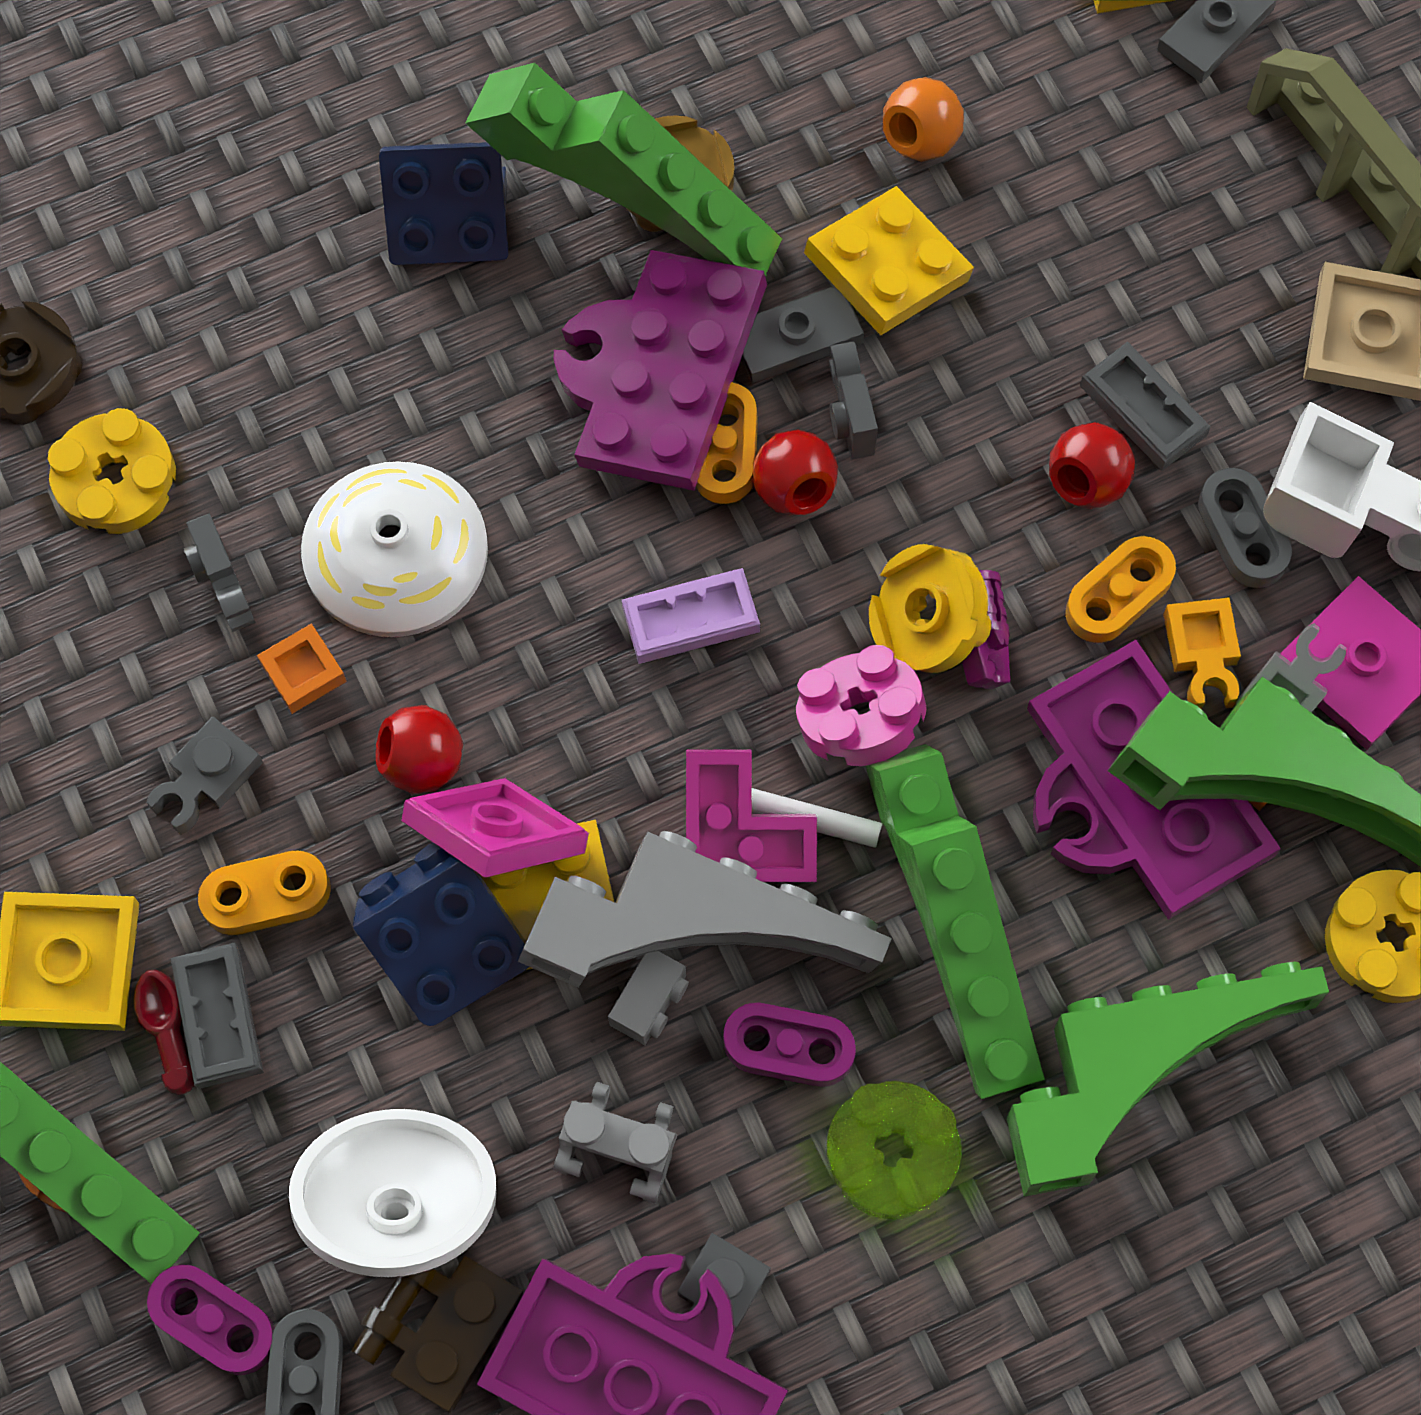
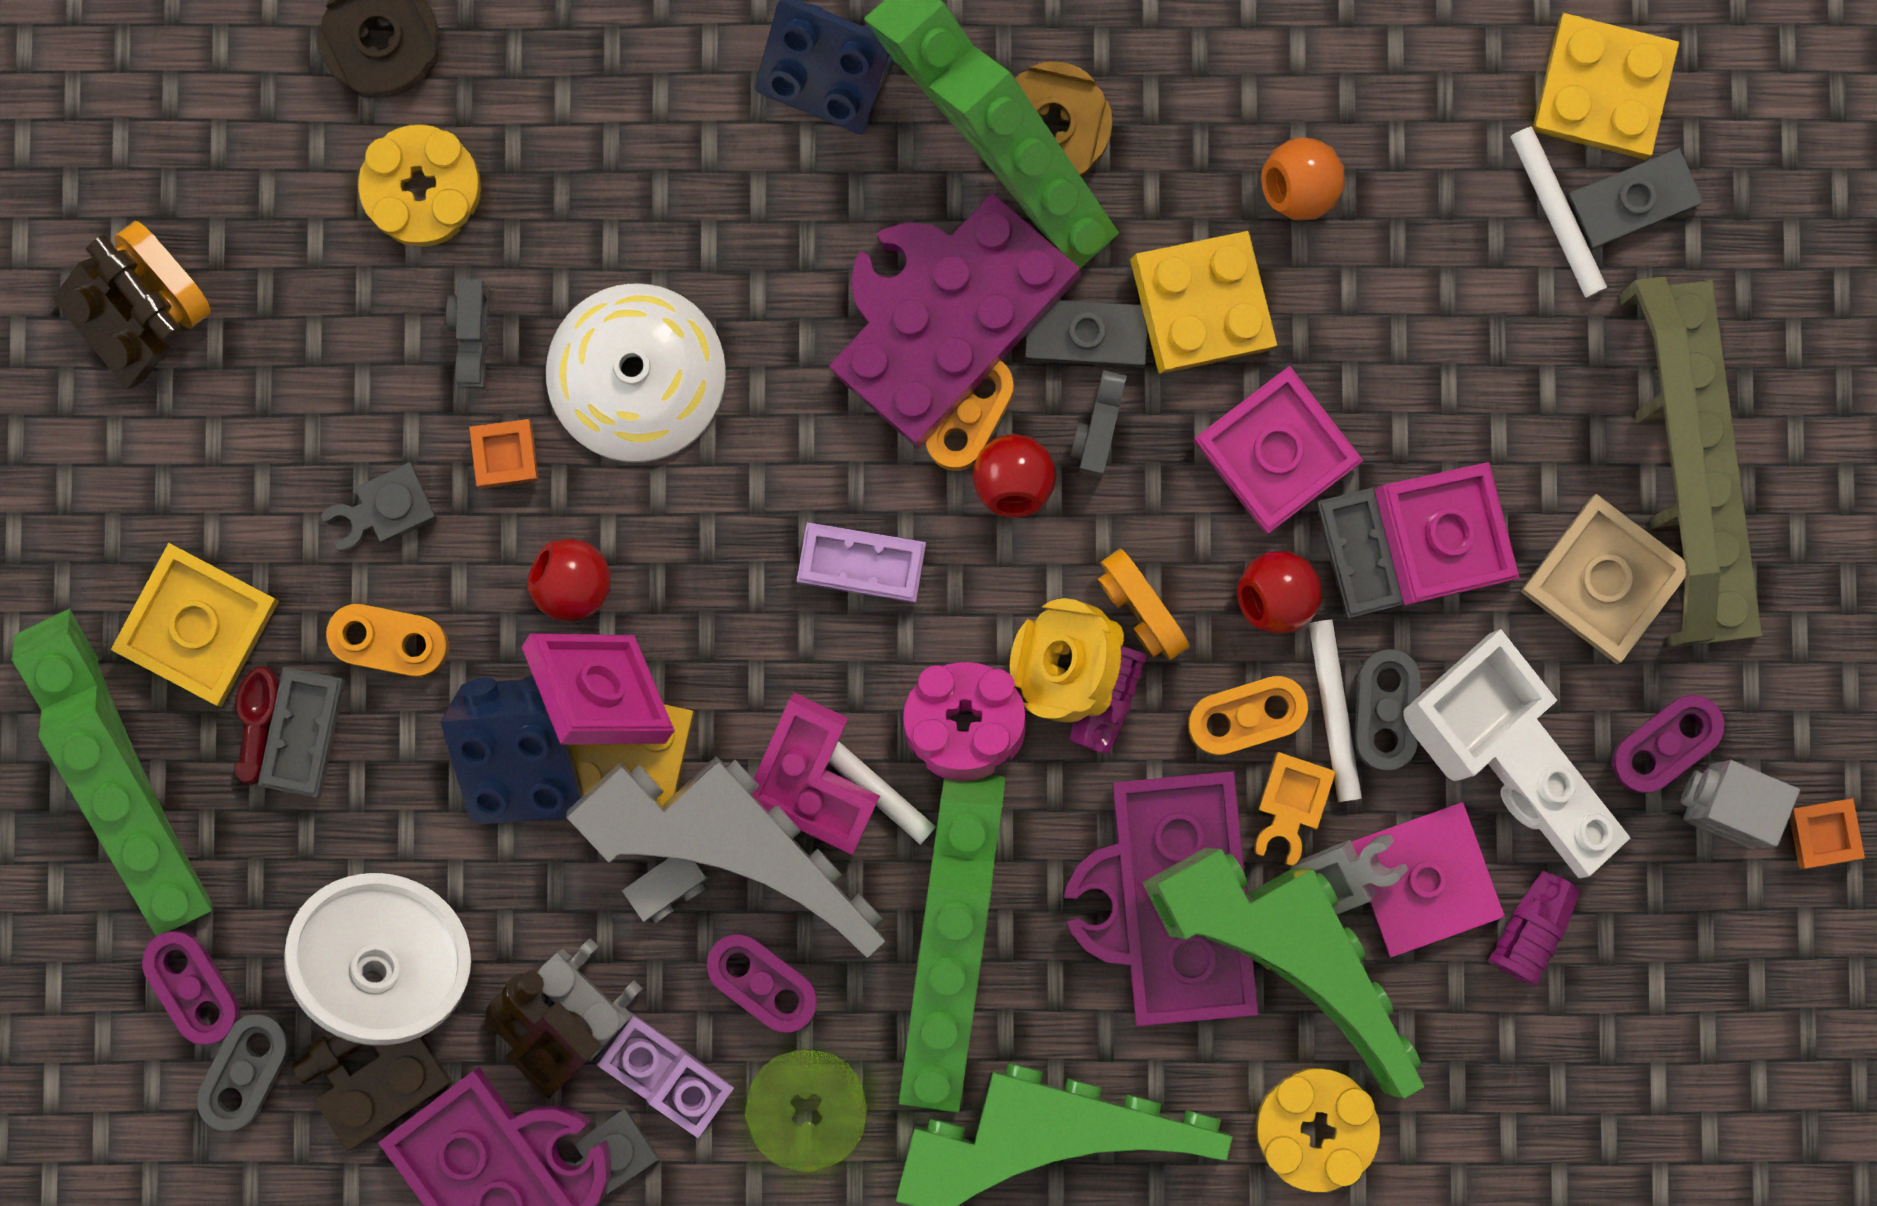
camera: 25 degrees right, 15 degrees up
(613, 1193) = (544, 1040): none -> dark brown plate
(736, 1182) = (664, 1075): none -> lavender slope
(961, 526) = (1127, 585): none -> light orange plate
(1022, 353) = (1278, 450): none -> dark pink plate
(1158, 61) = (1558, 212): none -> white bar
(1196, 552) = (1335, 710): none -> white bar
(1212, 354) = (1446, 533): none -> dark pink plate

